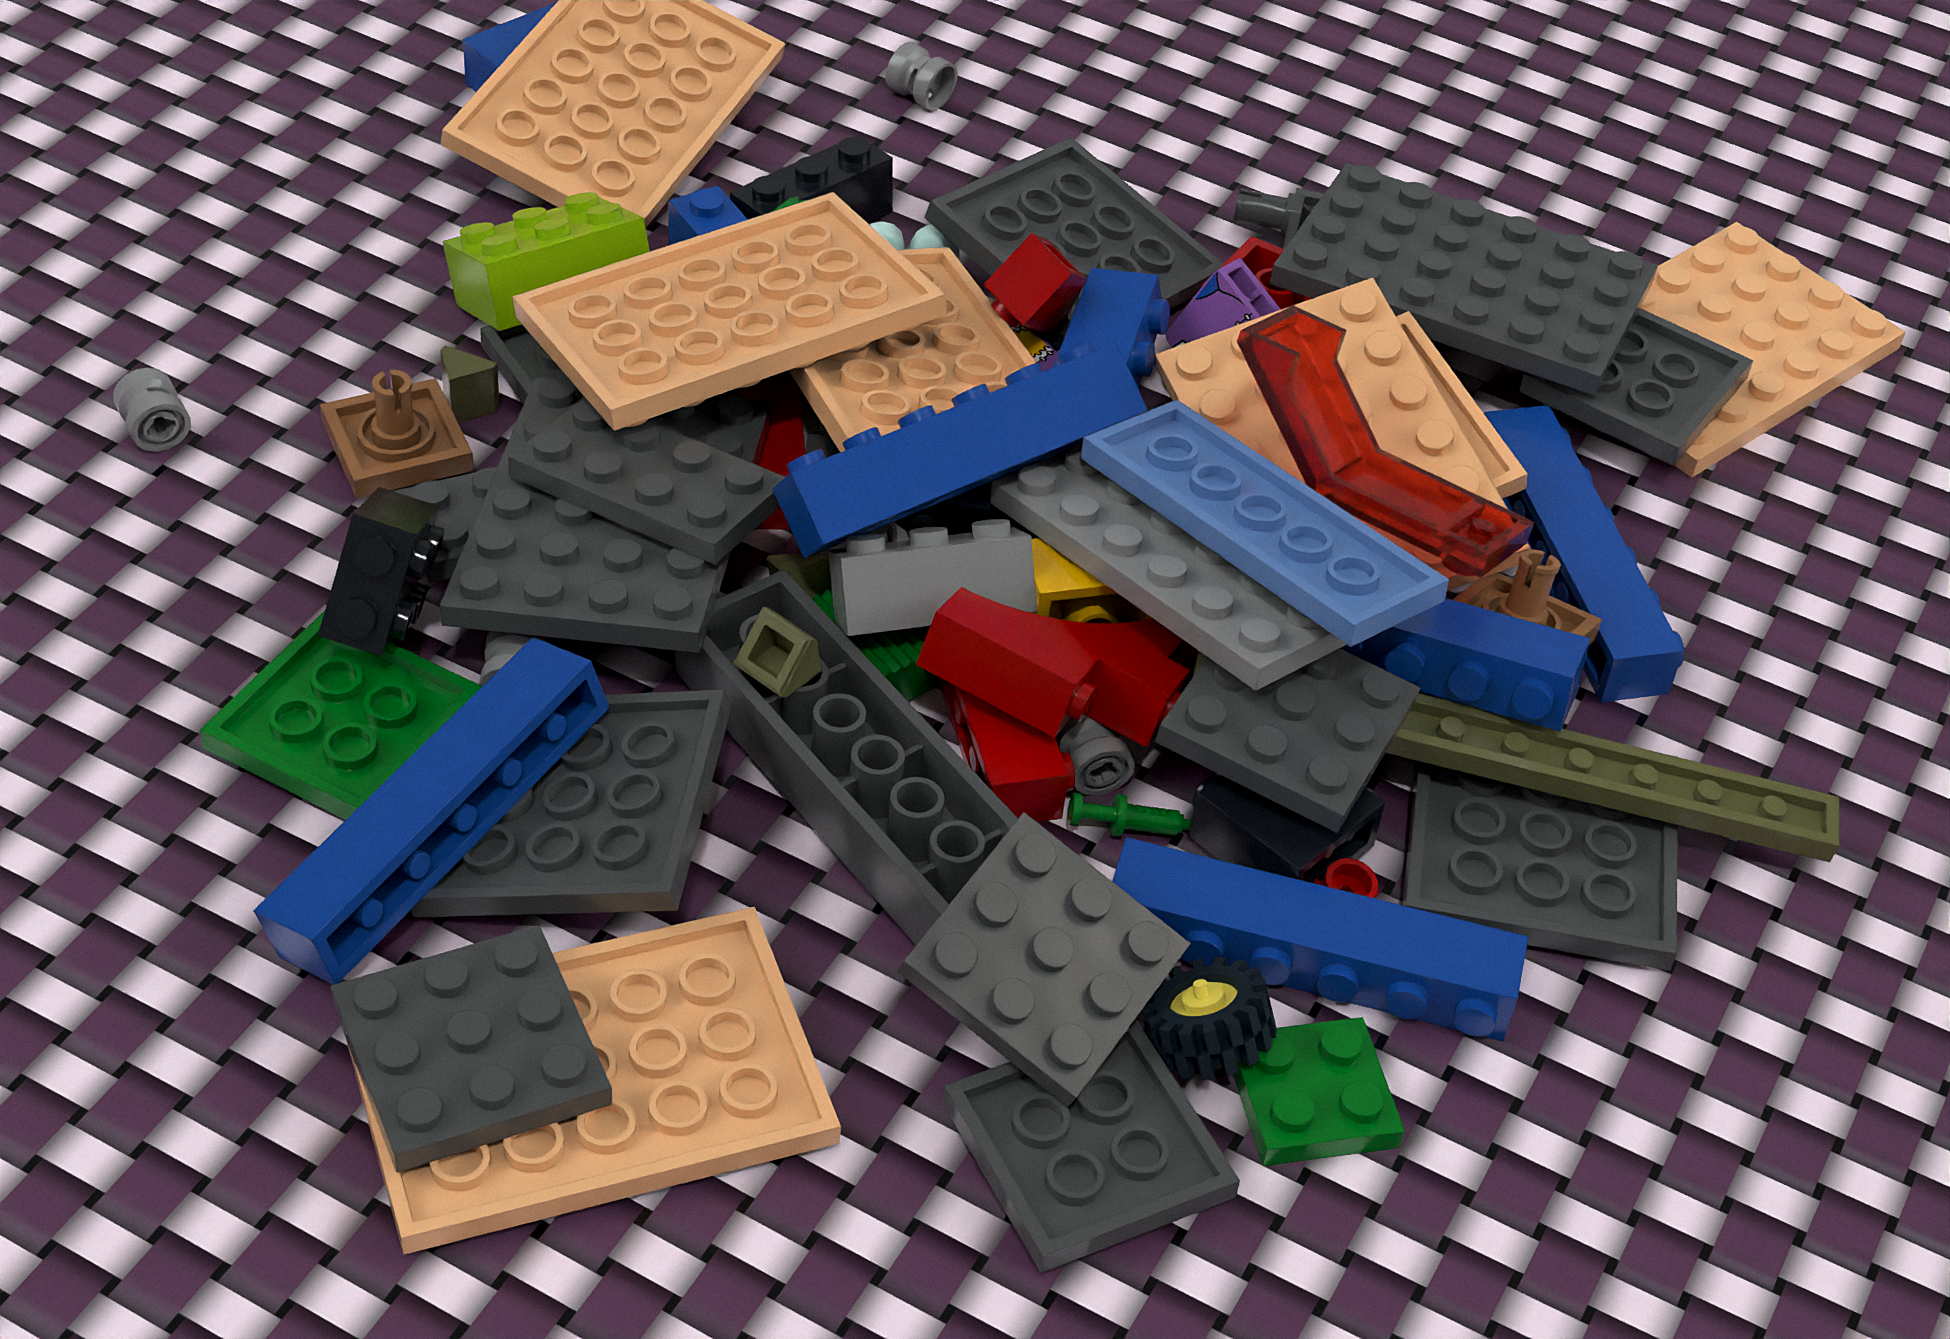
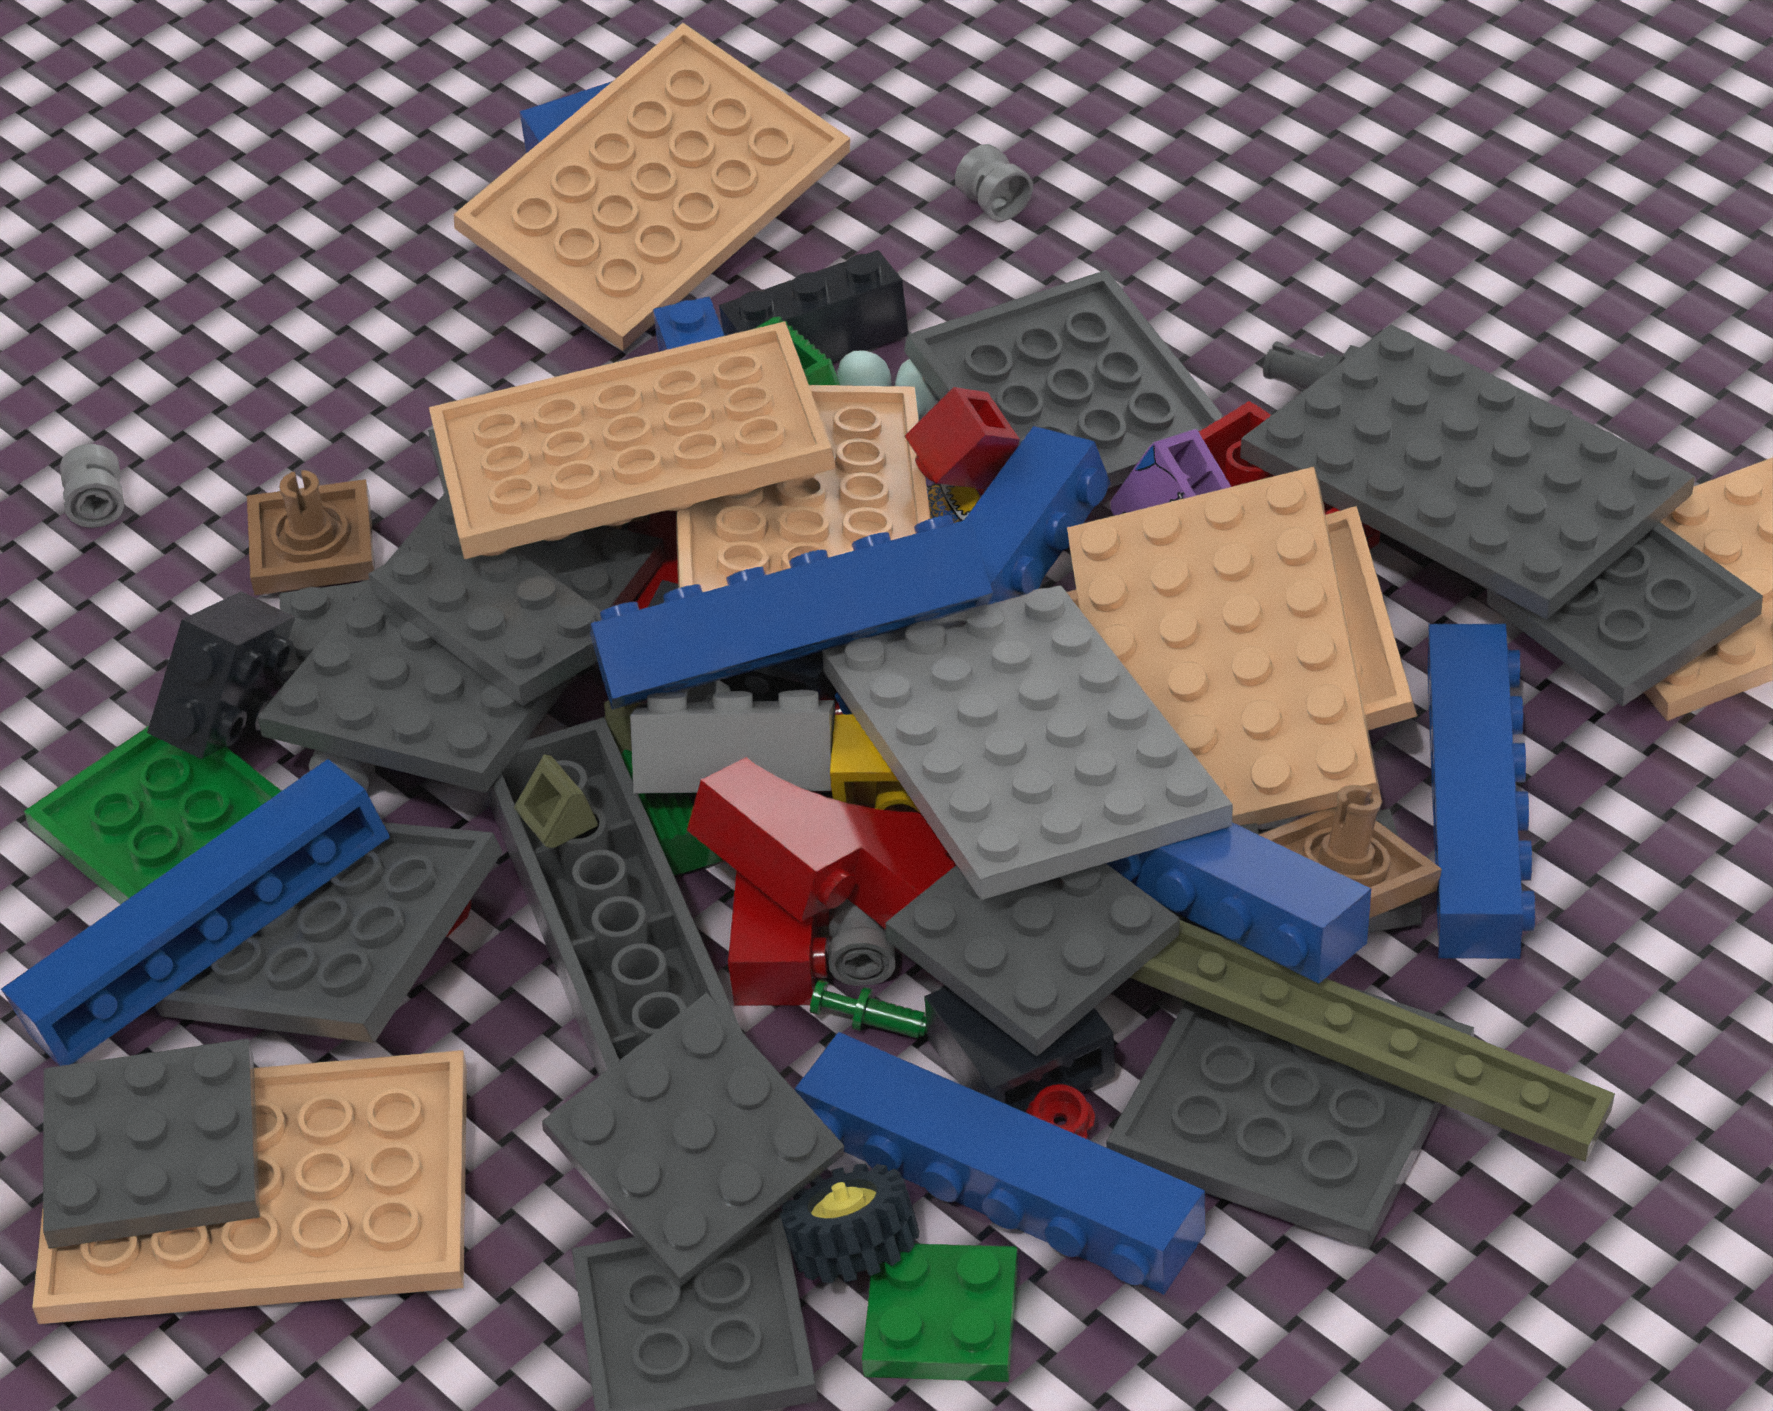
camera: 25 degrees right, 0 degrees up
(469, 384) = (396, 489): olive slope -> none
(537, 250) = (509, 349): lime brick -> none
(1265, 522) = (1054, 726): medium blue plate -> none
(1340, 458) = (1188, 663): clear red windscreen -> none

